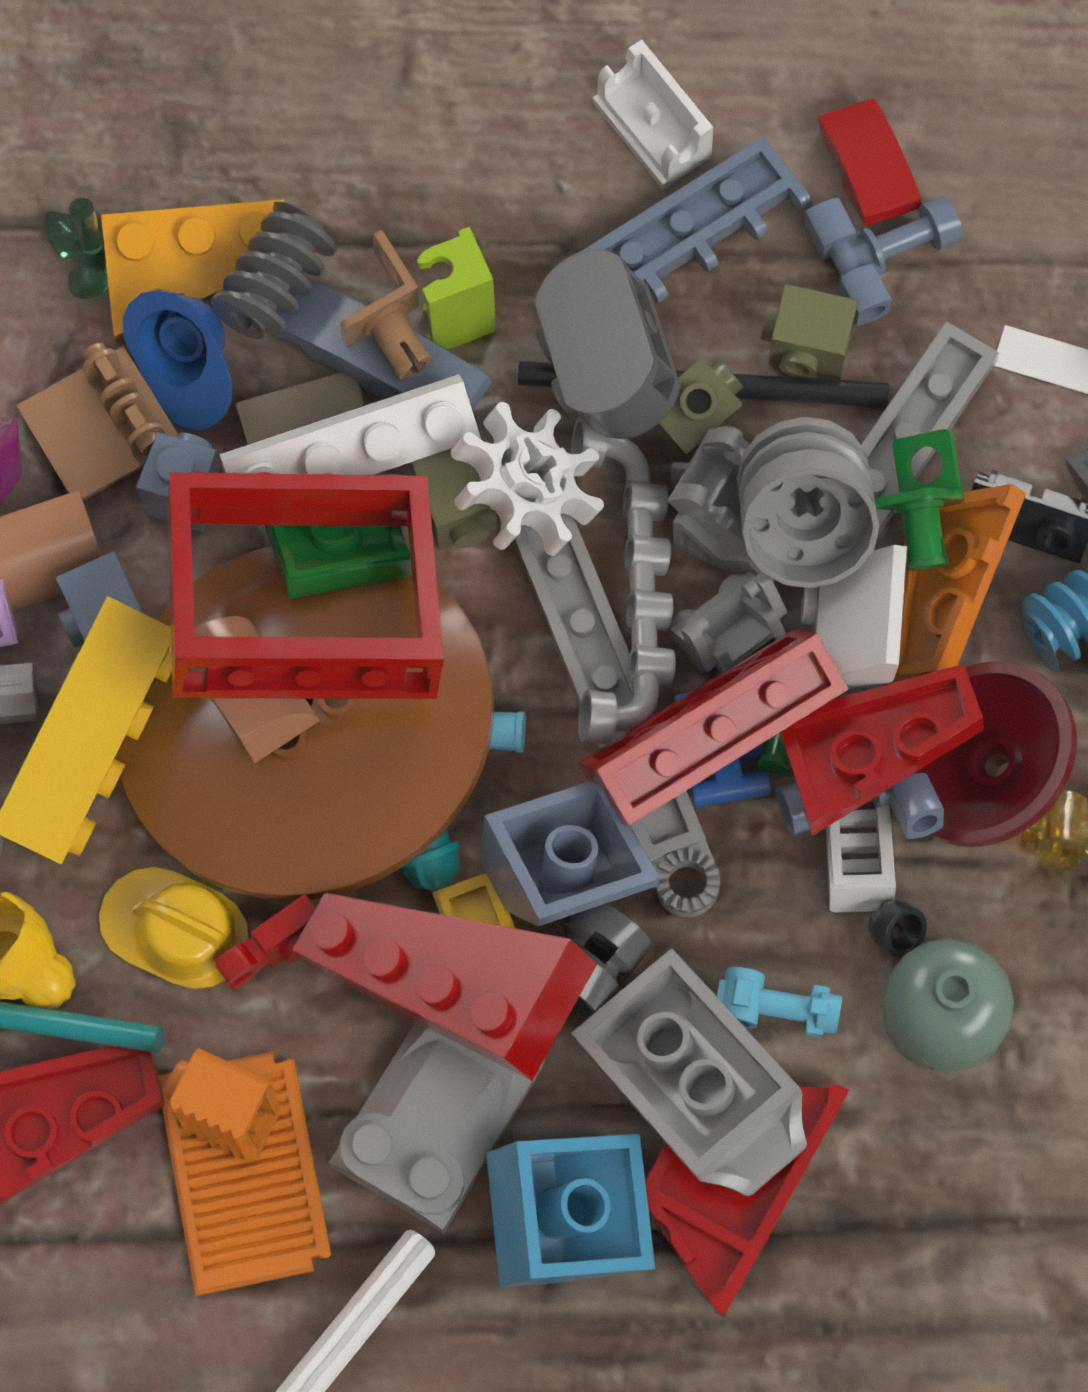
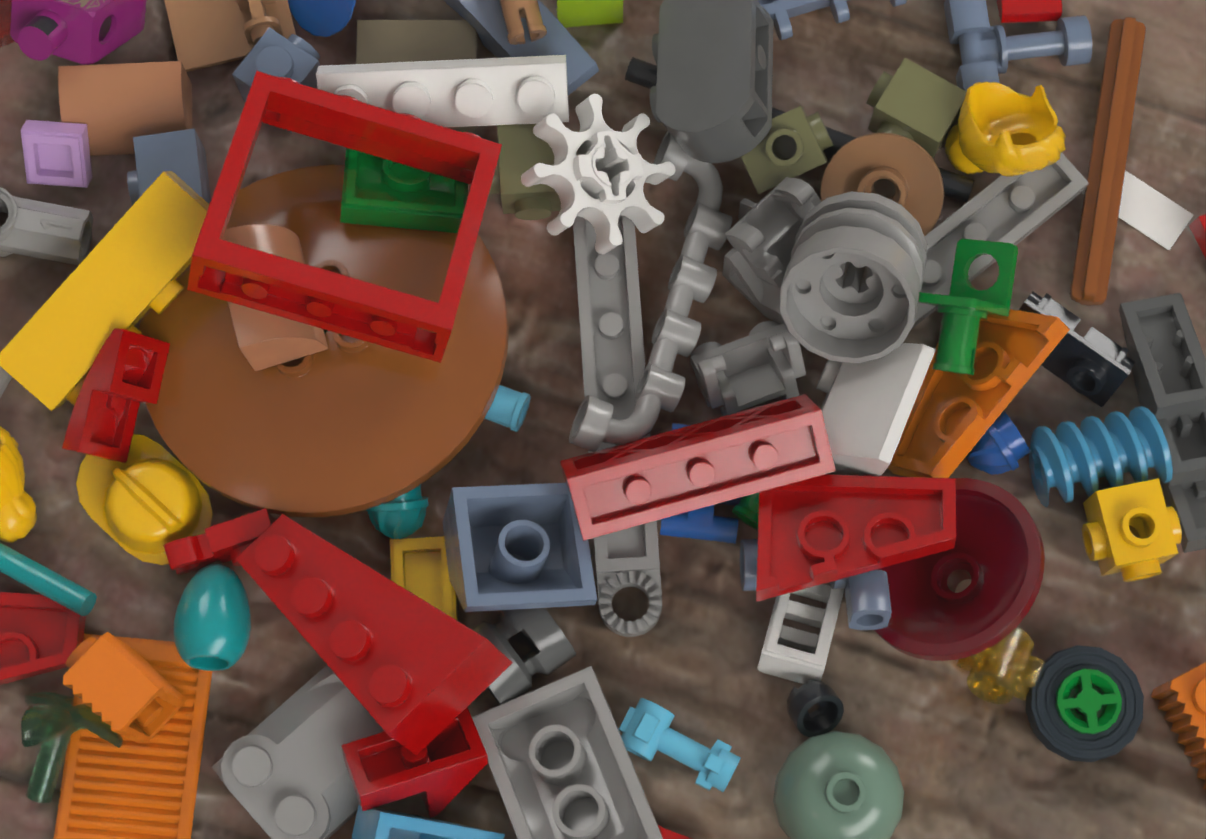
camera: 15 degrees right, 5 degrees up
(119, 812) = (106, 410): none -> red slope
(160, 1165) = (50, 723): none -> clear green plant
(284, 1020) = (212, 619): none -> teal animal
(508, 1104) = (389, 771): none -> red slope
(803, 384) = (892, 158): none -> medium nougat dish
(903, 327) = (1004, 131): none -> yellow piece
(994, 628) = (999, 448): none -> blue plate
(1010, 329) = (1107, 162): none -> dark orange axle

